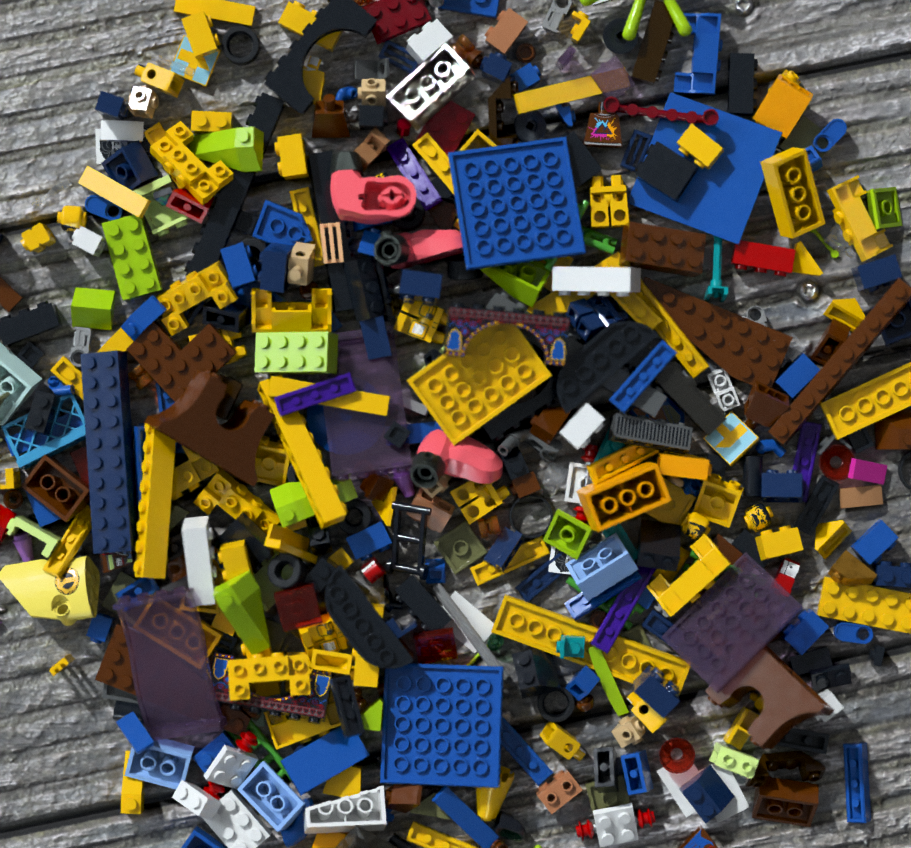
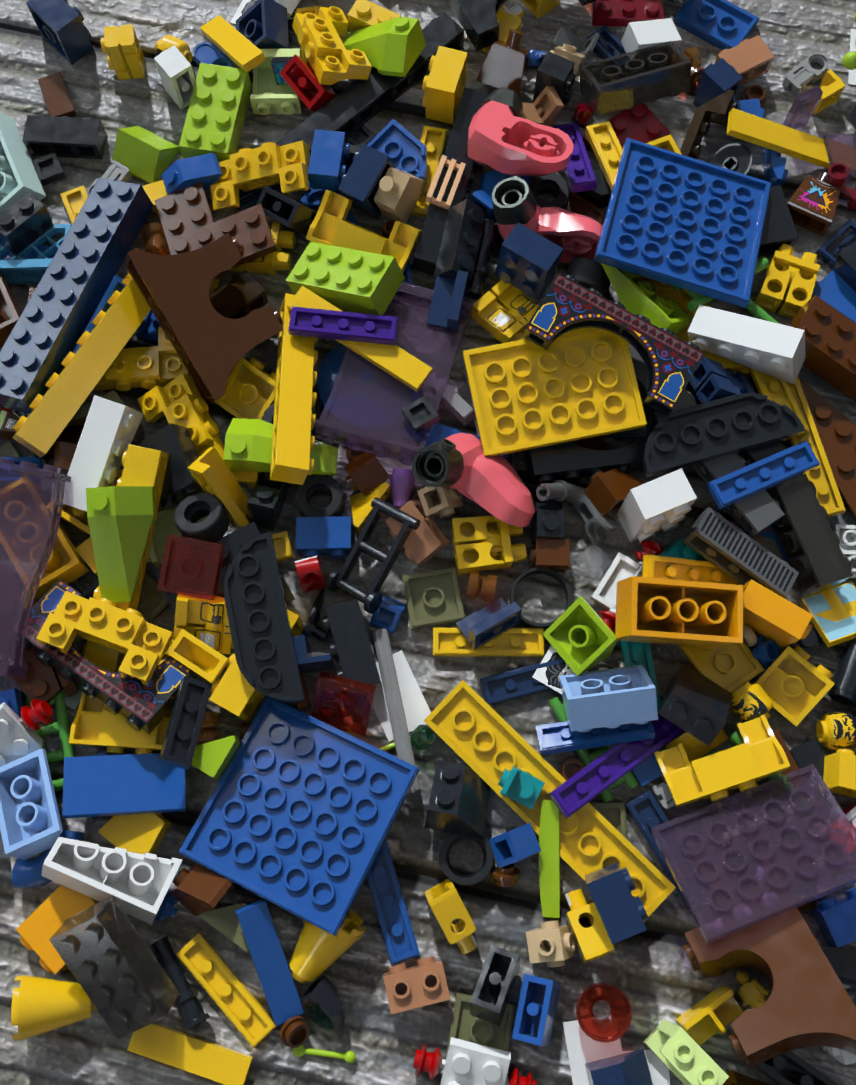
camera: 20 degrees right, 15 degrees down
(58, 388) = (59, 215): blue arm -> none

